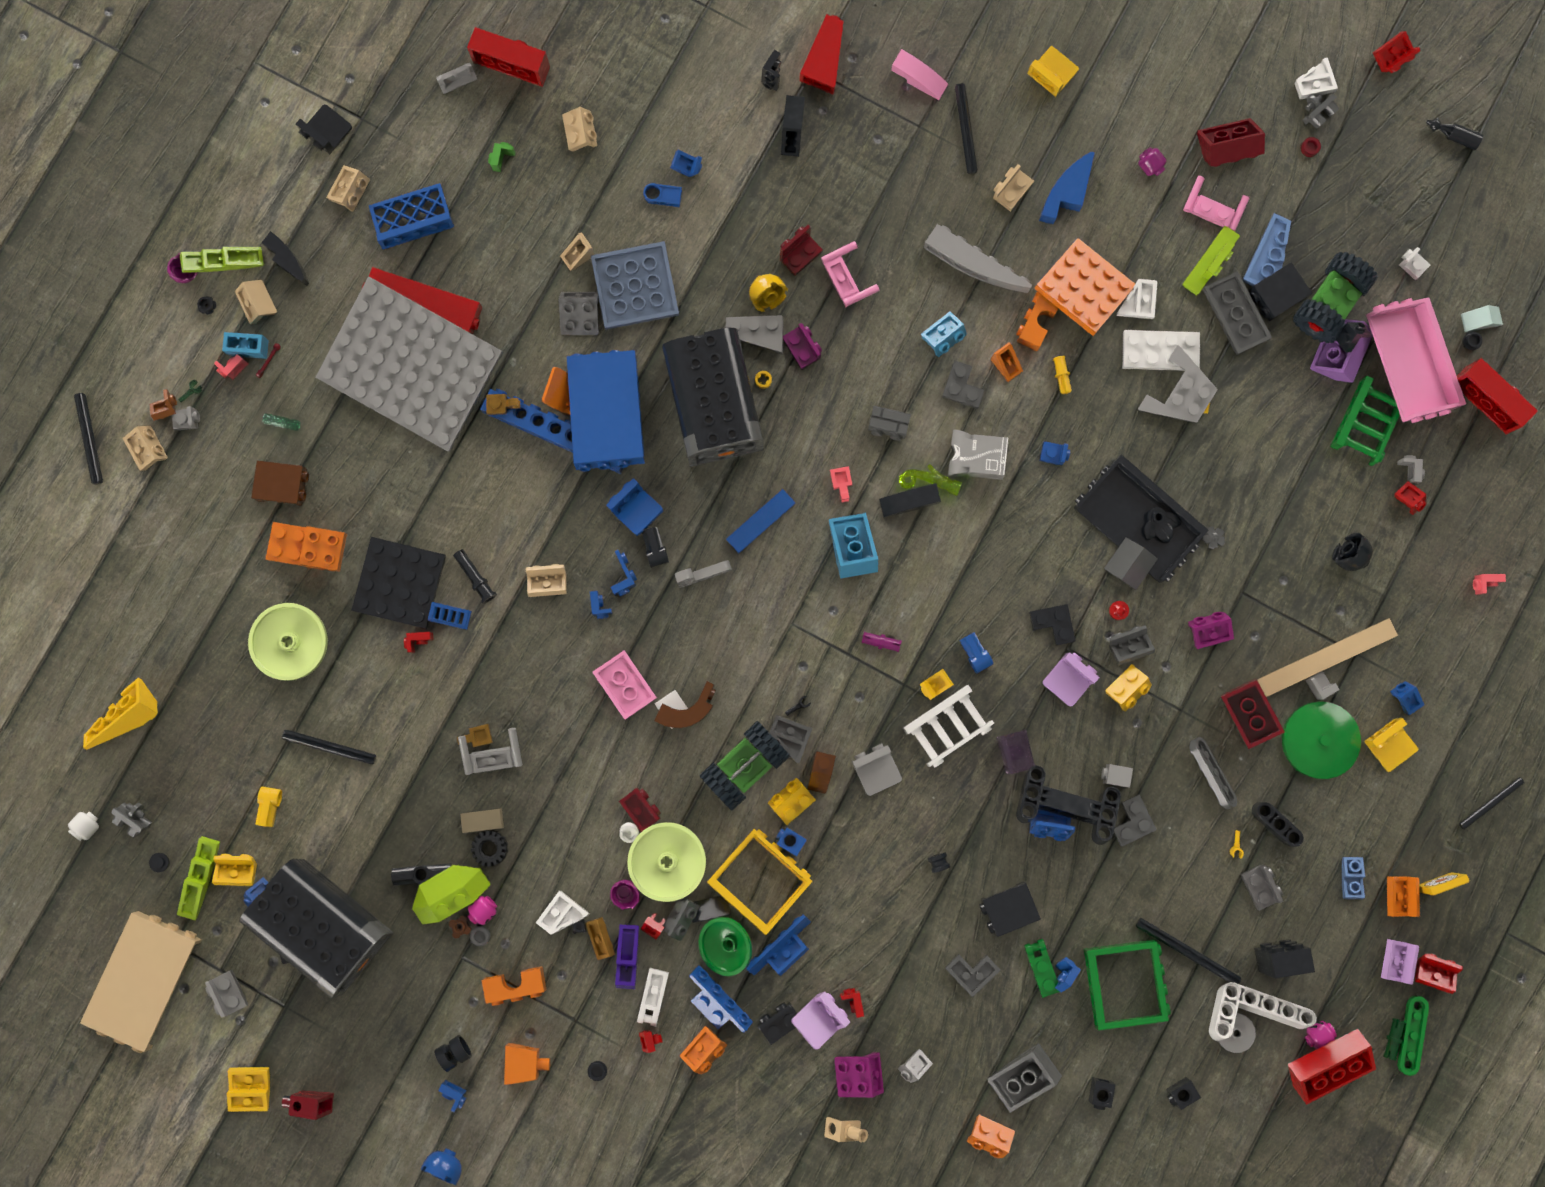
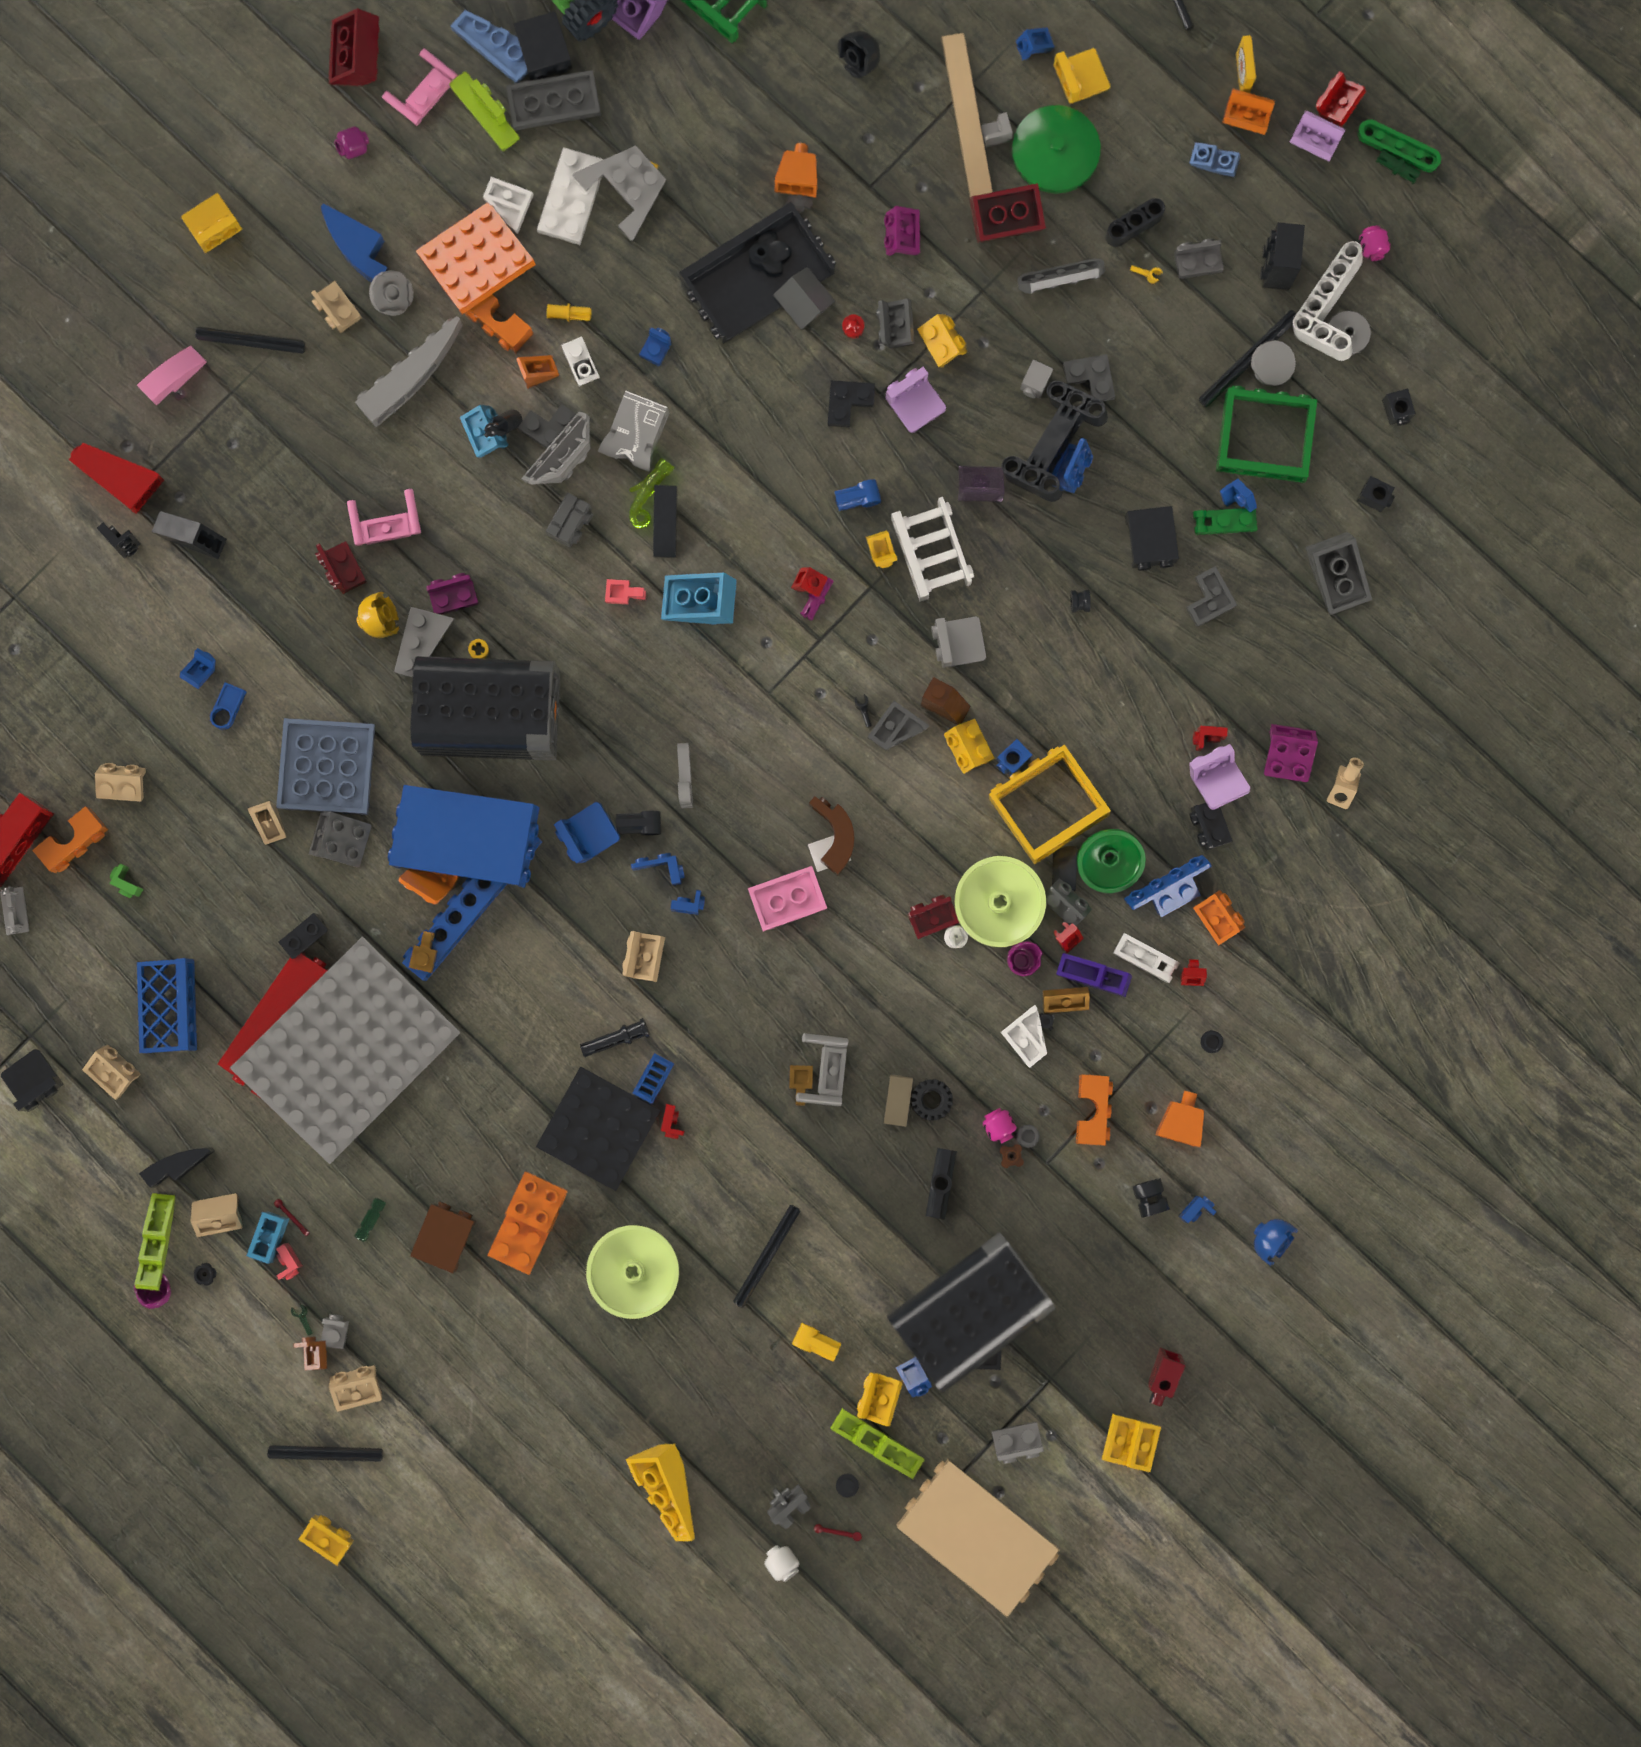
camera: 75 degrees left, 0 degrees up
(20, 458) = (326, 1539): none -> yellow bracket
(120, 881) = (818, 1528): none -> dark red hinge
(448, 893) = (971, 1158): lime wedge -> none
(492, 305) = (303, 935): none -> black bracket
(535, 114) = (87, 829): none -> orange arch
(744, 765) = (915, 784): plate -> none
(760, 521) = (641, 696): blue tile -> none
(784, 950) = (1133, 798): blue bracket -> none
(892, 632) = (809, 581): none -> red bracket
(915, 1066) = (1296, 688): light grey bracket -> none
(941, 402) = (563, 453): none -> light grey wedge
(952, 346) = (503, 423): none -> black wheel
(991, 1137) = (1393, 626): orange bracket -> none
(1023, 394) = (580, 361): none -> white slope
(1036, 227) = (391, 293): none -> light grey tile
(1190, 974) = (1273, 363): none -> light grey tile
(1235, 528) = (797, 172): none -> orange torso
(1332, 1066) = (1410, 239): red brick -> none

